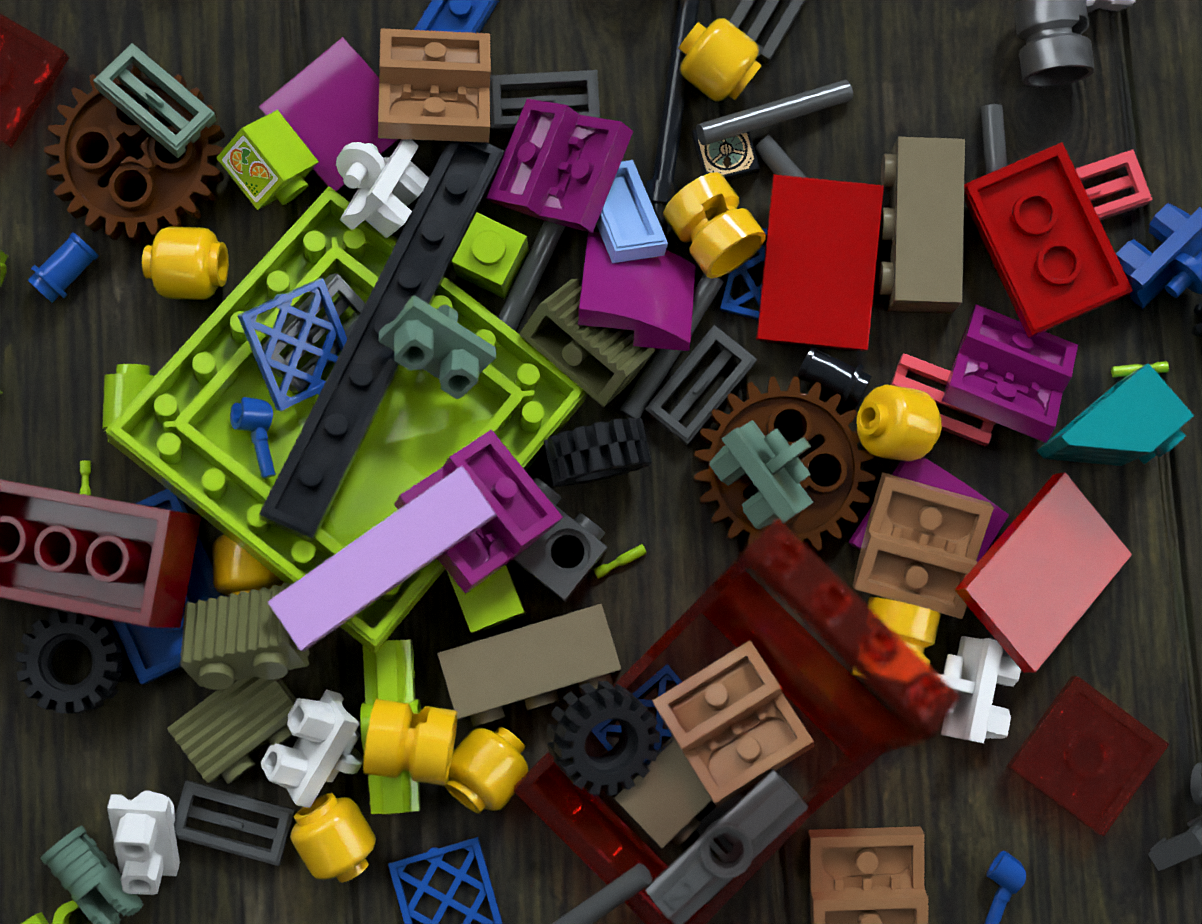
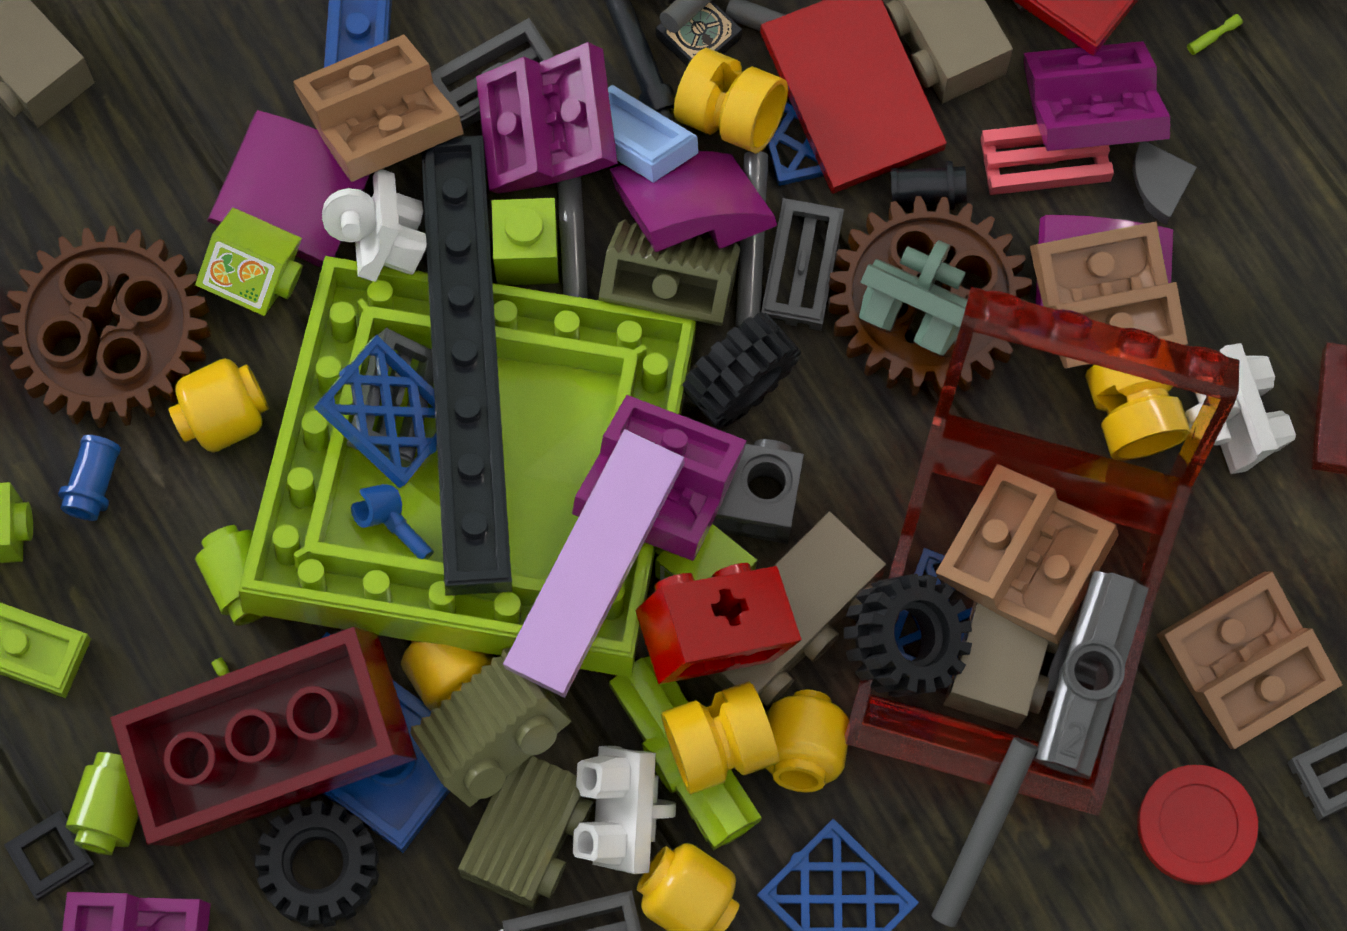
camera: 30 degrees left, 10 degrees down
(187, 130) = (98, 267): sand green tile -> none
(438, 344) = (530, 338): sand green hips -> none
(487, 661) = (717, 622): none -> red brick
(621, 560) = (820, 472): lime piece -> none
(898, 423) = (1018, 190): yellow head -> none
(1023, 468) = (1160, 179): none -> dark grey tile
(1043, 572) = (1239, 259): tile -> none
(1125, 424) = (1234, 82): teal slope -> none

